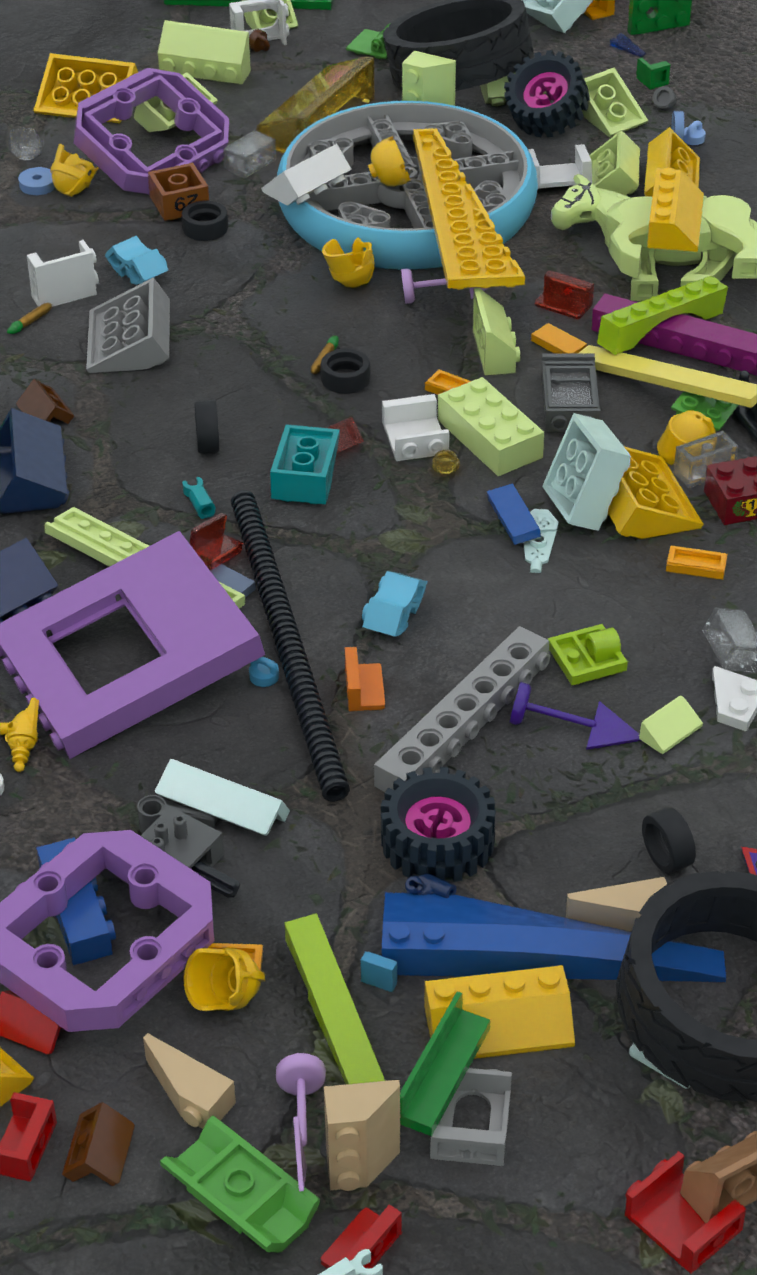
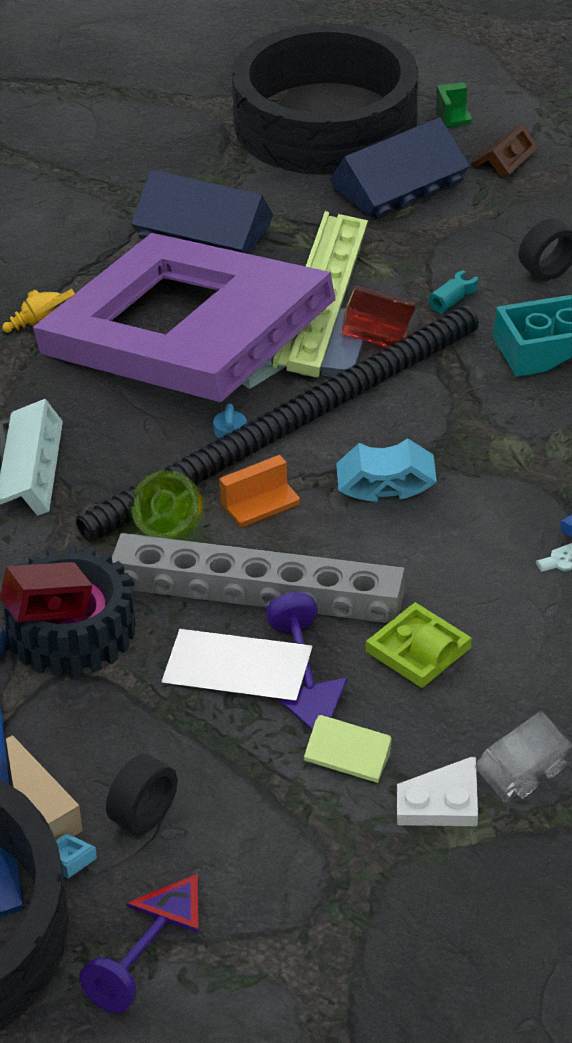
camera: 65 degrees right, 0 degrees up
(361, 727) = (167, 505): none -> clear neon green cylinder
(441, 815) = (45, 591): none -> dark red brick
(546, 755) = (237, 664): none -> white sticker

